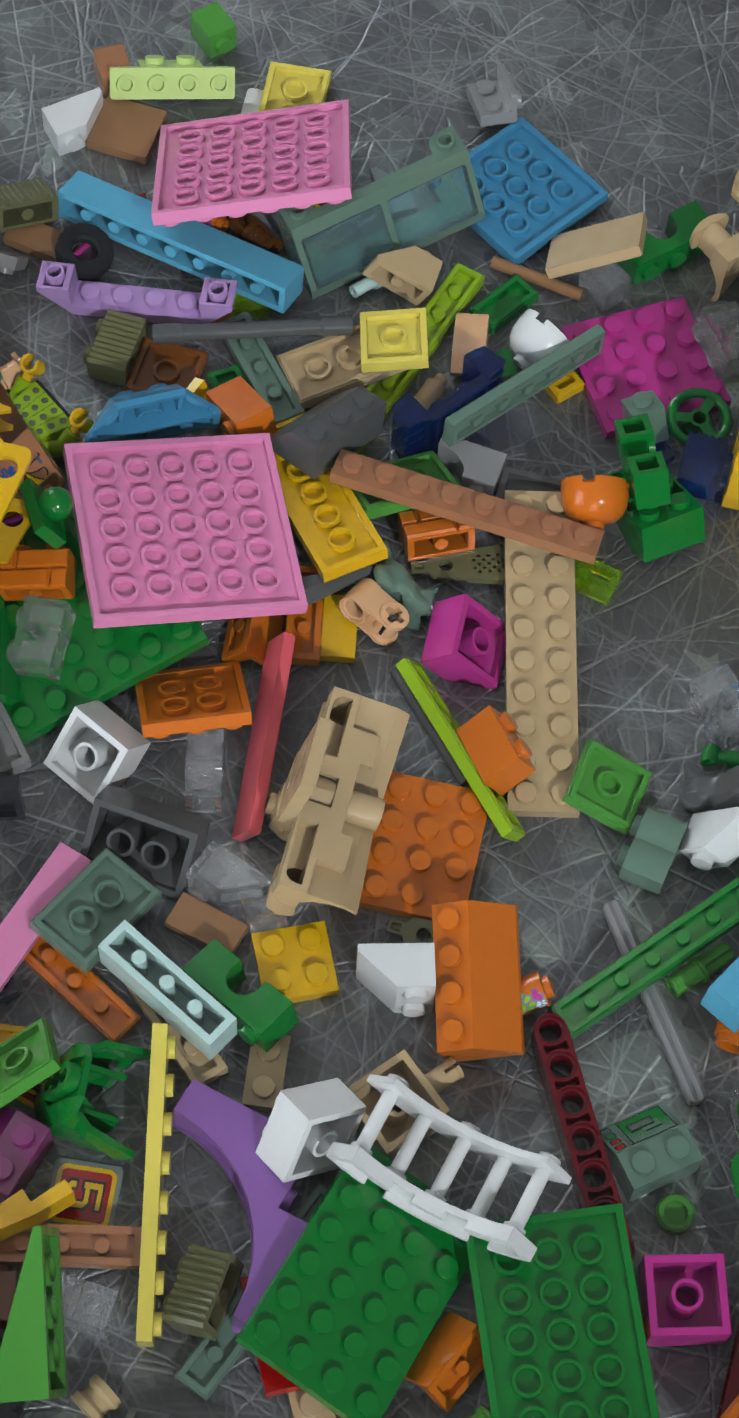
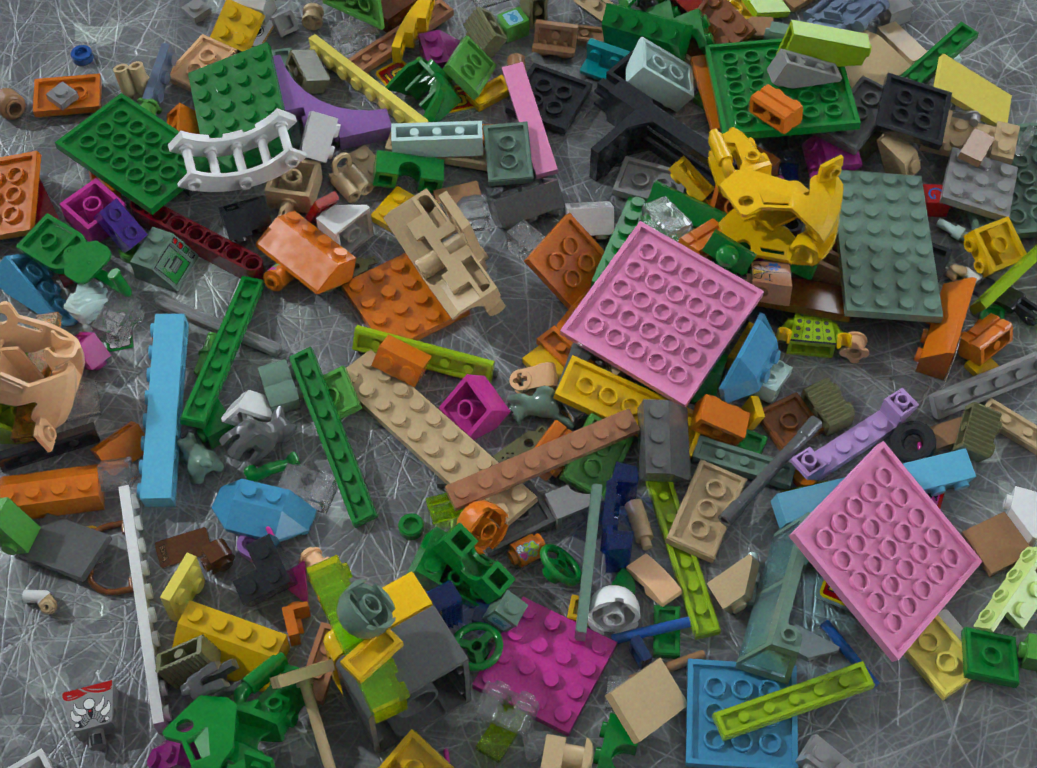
camera: 140 degrees right, 5 degrees down
(259, 60) = (990, 657): none -> green tile
(263, 737) = (521, 282): coral tile -> none
(313, 1057) = (349, 179): none -> tan piece
(367, 155) = (845, 648): none -> blue bar
(394, 340) = (688, 525): light yellow plate -> none
(404, 1013) = (321, 205): none -> red tile
(486, 162) = (792, 701): none -> lime tile
(510, 295) = (652, 630): none -> blue bar
(511, 1112) = (245, 216): none -> black brick
(549, 426) = (557, 569): none -> green piece
(552, 299) = (640, 652): none -> dark blue tile
(560, 463) = (526, 550): none -> orange brick
(645, 743) = (333, 438): none -> green tile
(647, 589) = (411, 526): none -> green tile
(679, 1217) = (120, 225): none -> dark purple brick

